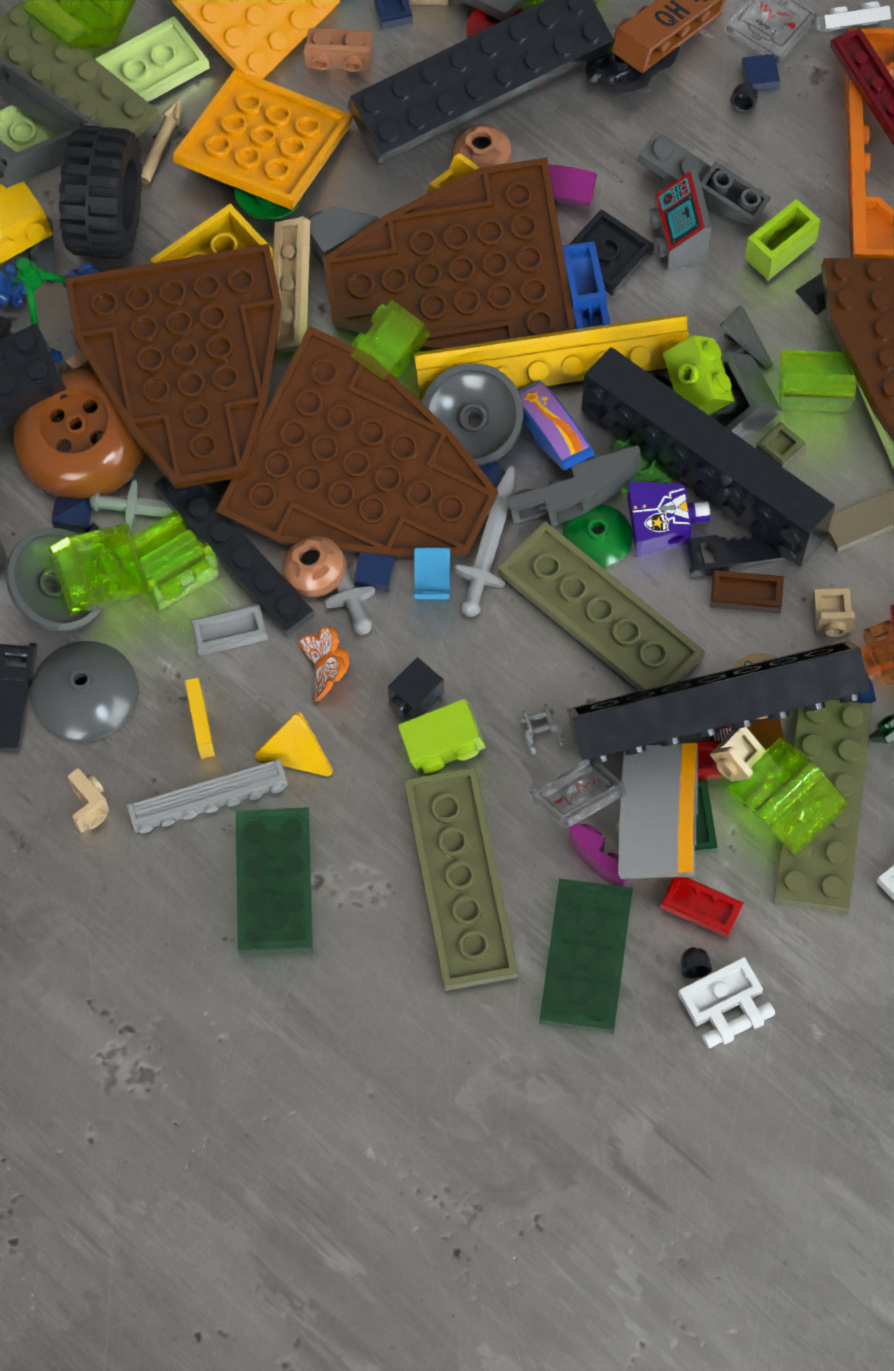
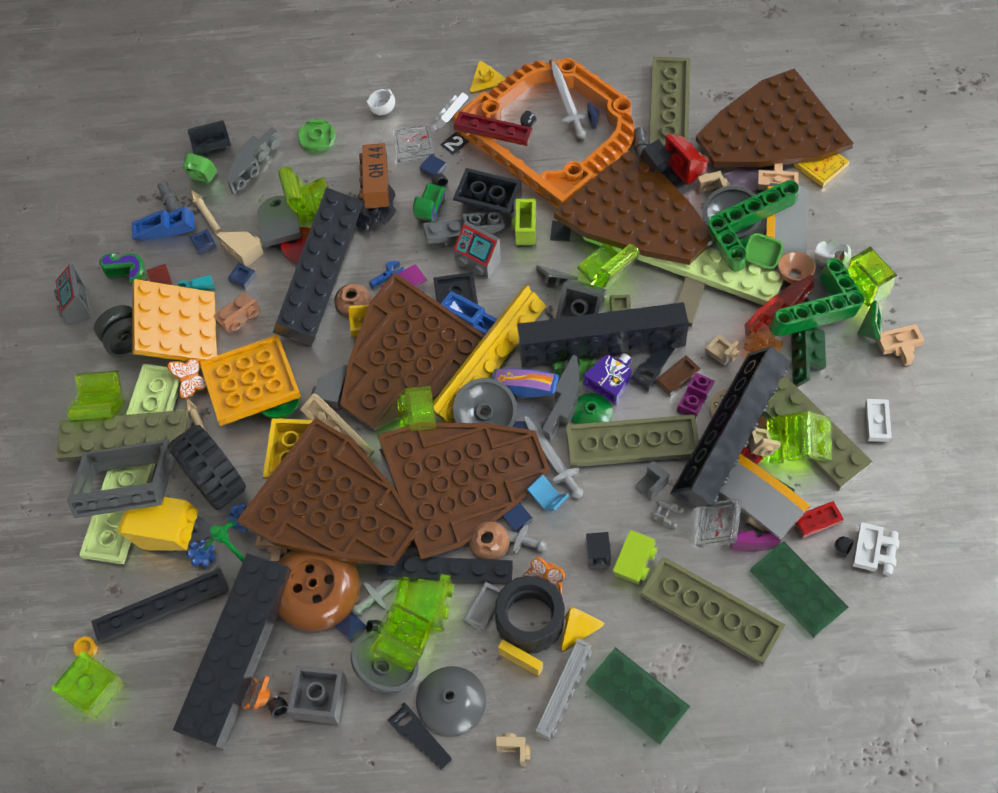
camera: 45 degrees left, 5 degrees down
(204, 75) = (188, 377): none -> orange animal
(250, 642) = (534, 588): none -> black tyre
(560, 157) = (390, 266): none -> blue bar
(567, 680) = (653, 481): none -> dark grey panel
(699, 115) = (428, 206): none -> green animal
(699, 373) = (560, 303): lime brick -> none
(739, 634) = (695, 395): none -> magenta slope
(778, 161) = (488, 191): none -> black slope
(822, 66) = (454, 143): none -> black sticker

